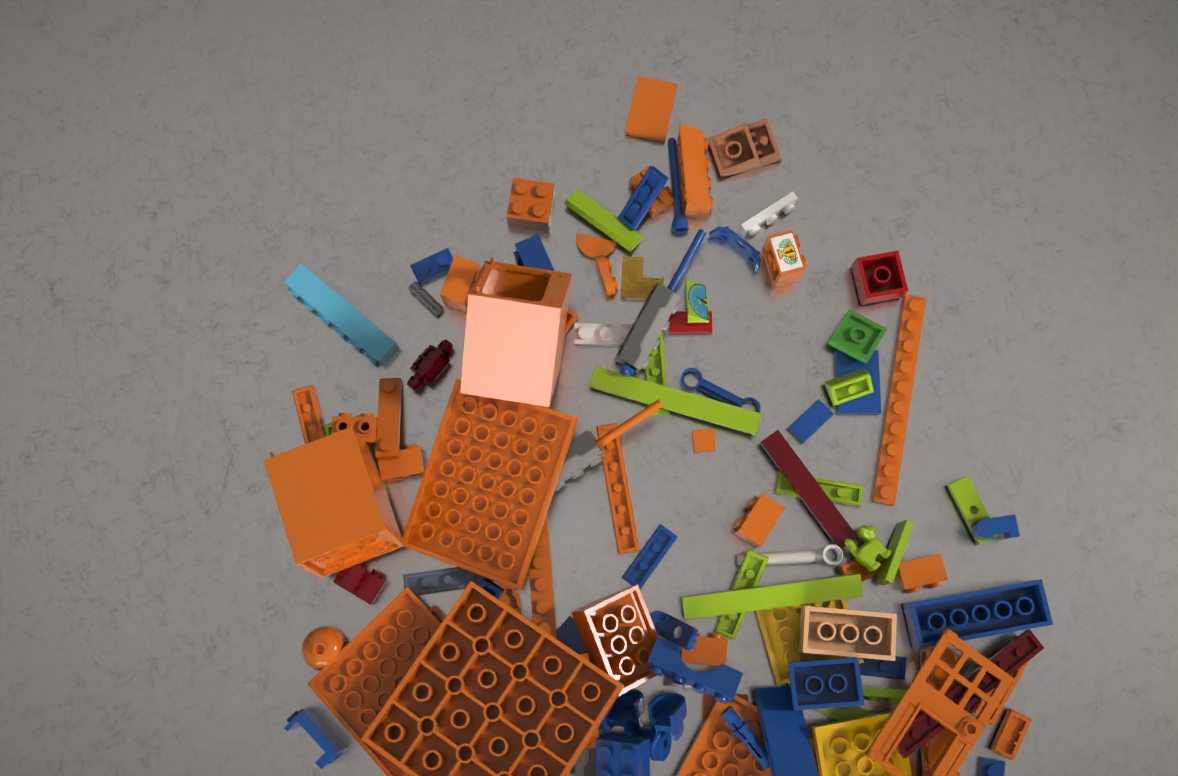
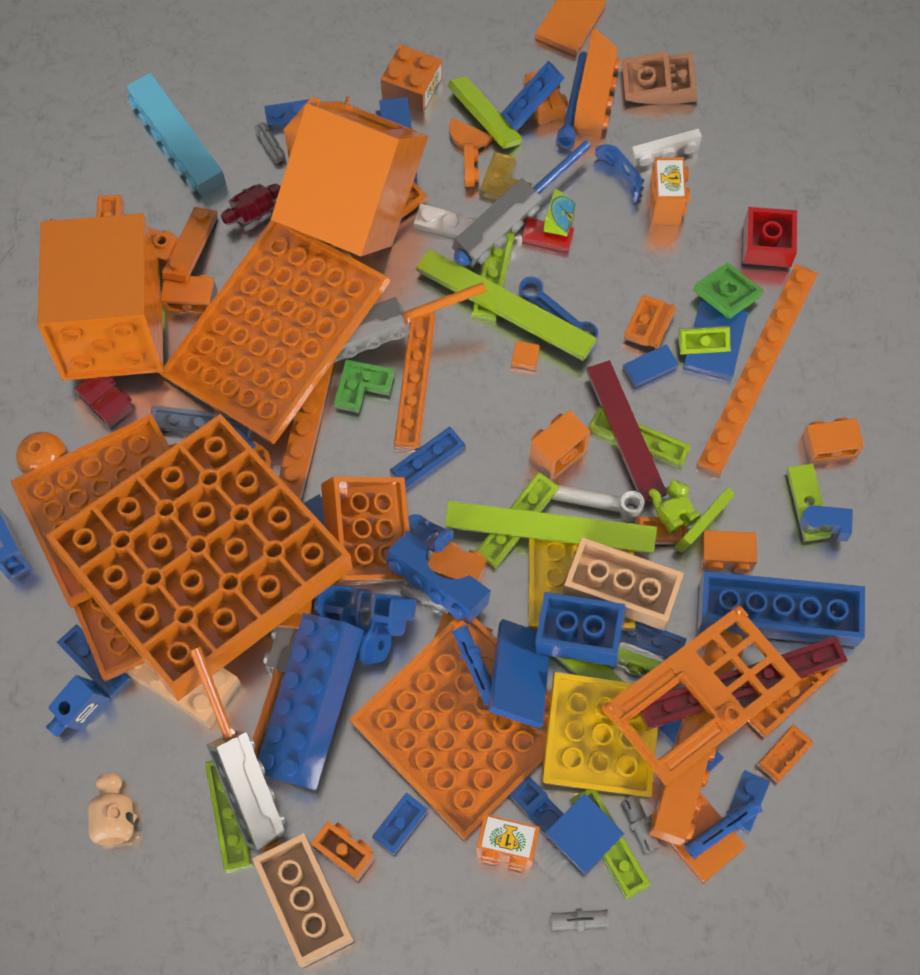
camera: 15 degrees right, 10 degrees down
(569, 503) = (357, 379): none -> bright green plate
(799, 382) = (649, 322): none -> orange plate
(978, 449) = (832, 439): none -> orange brick

